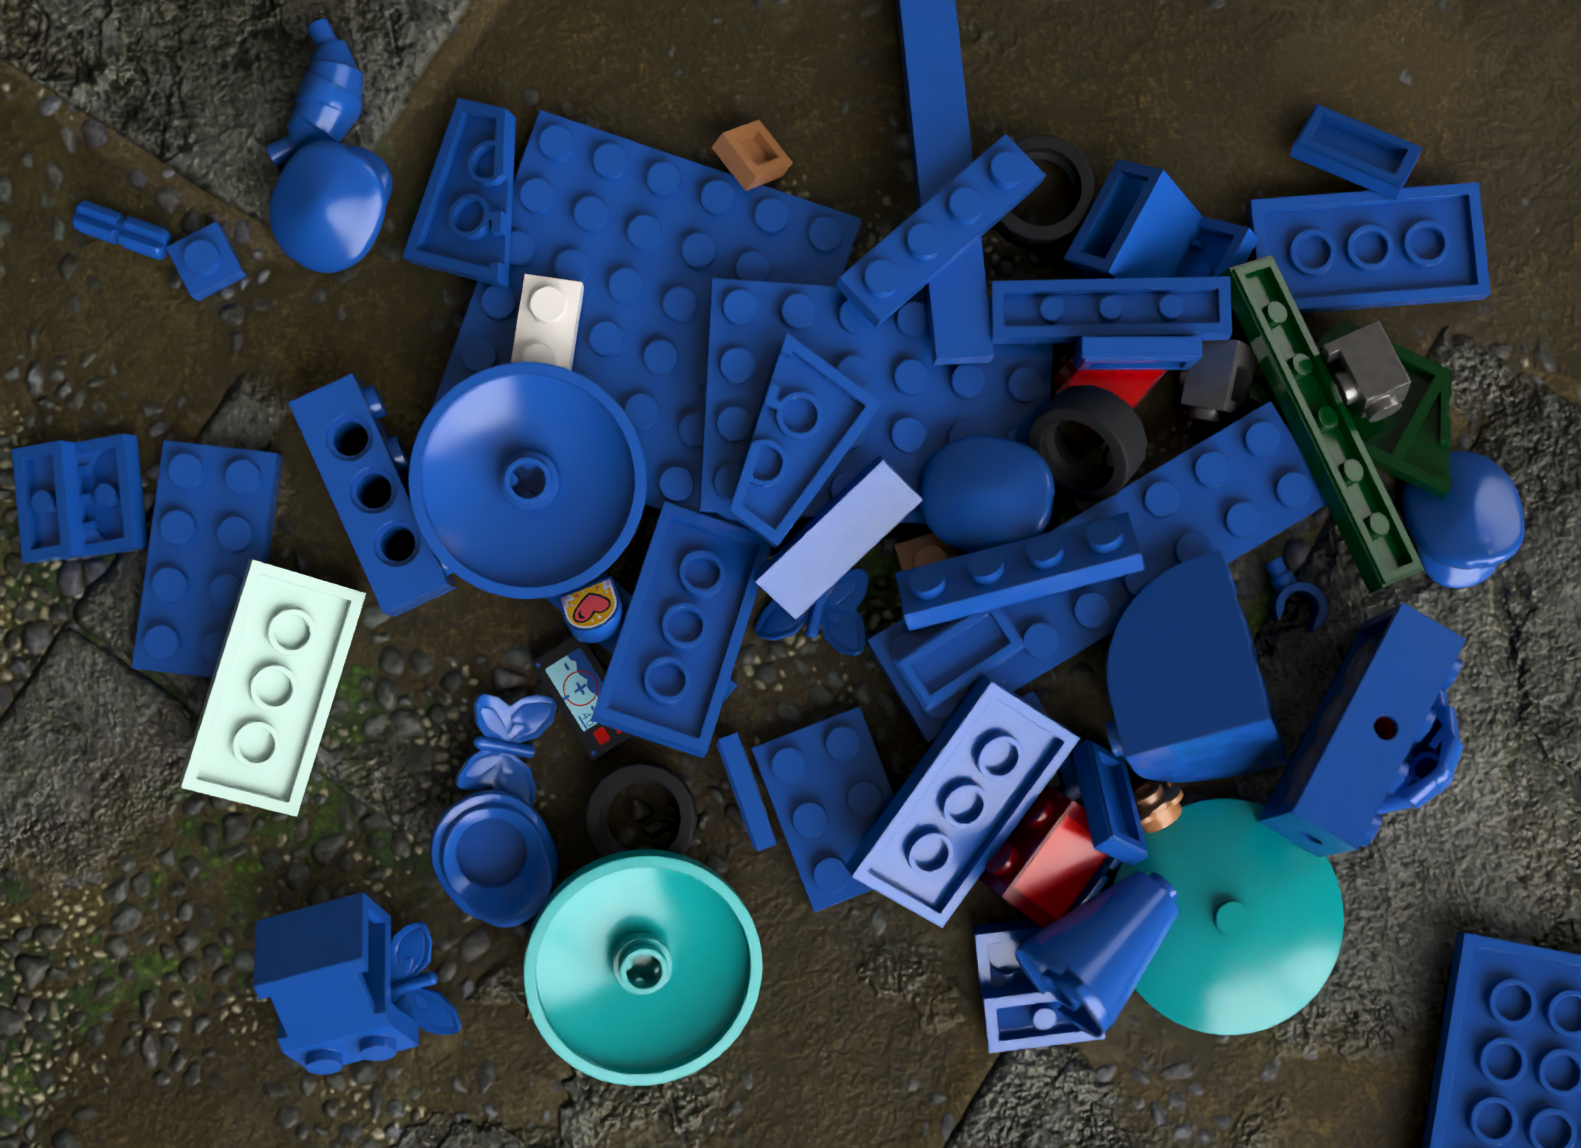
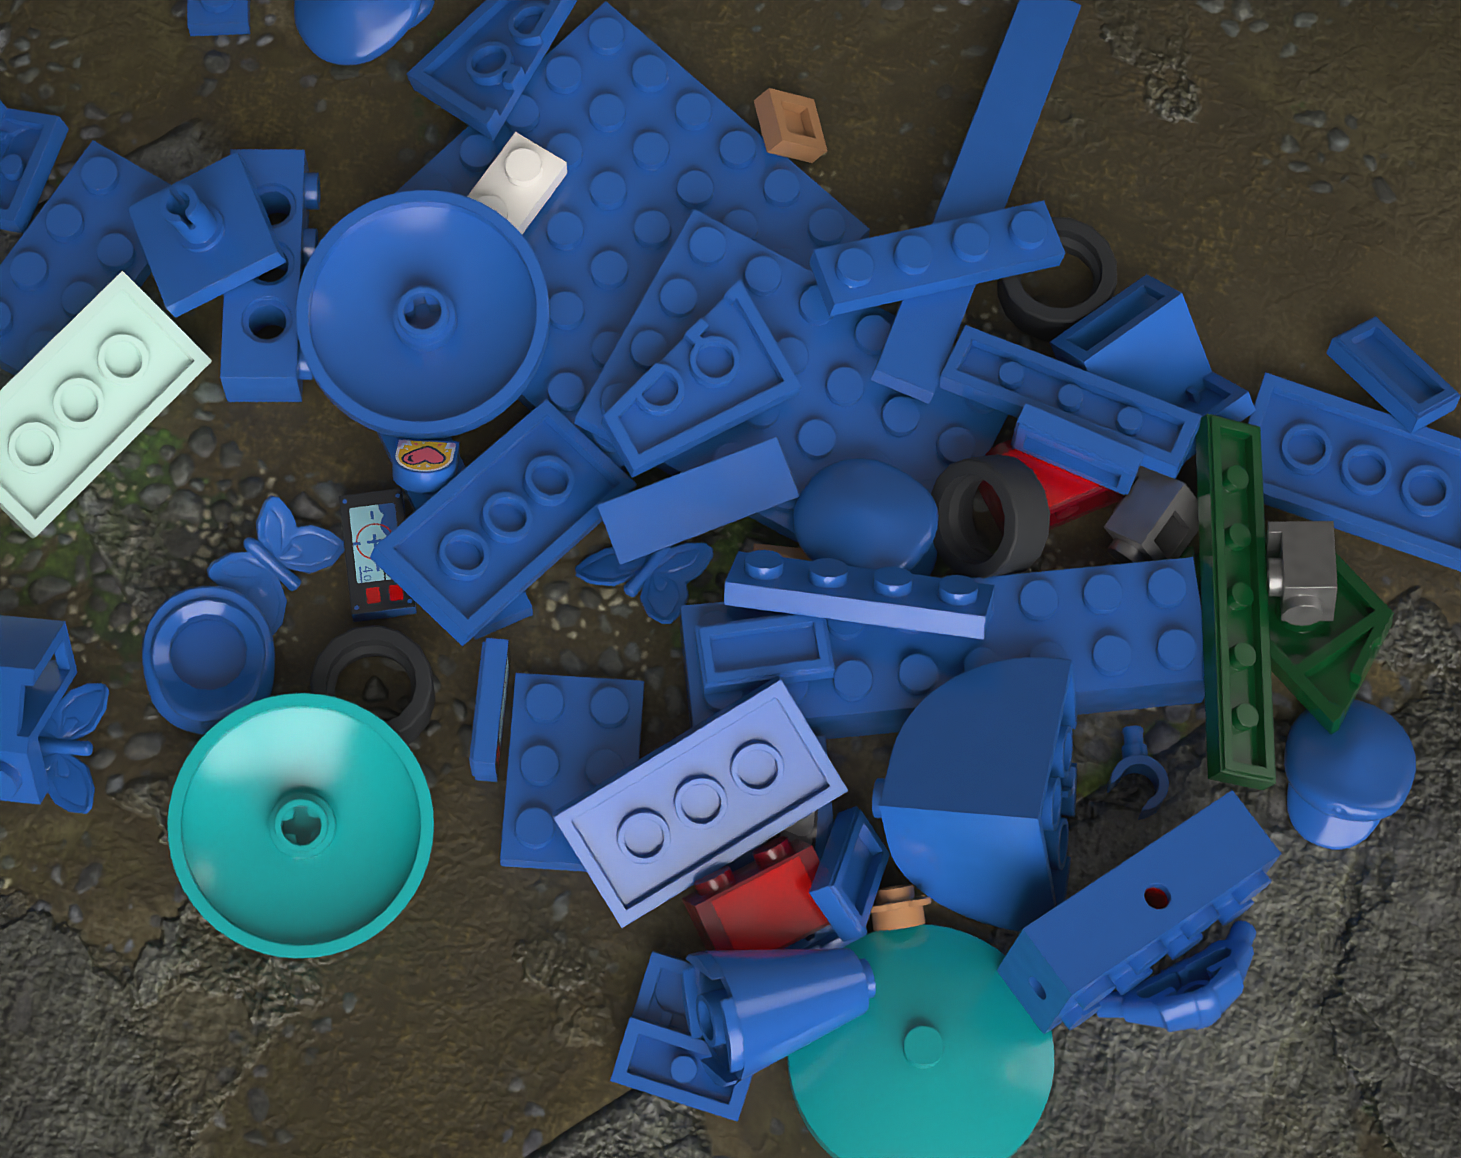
camera: 20 degrees right, 15 degrees down
(307, 491) = (206, 234): none -> blue tile

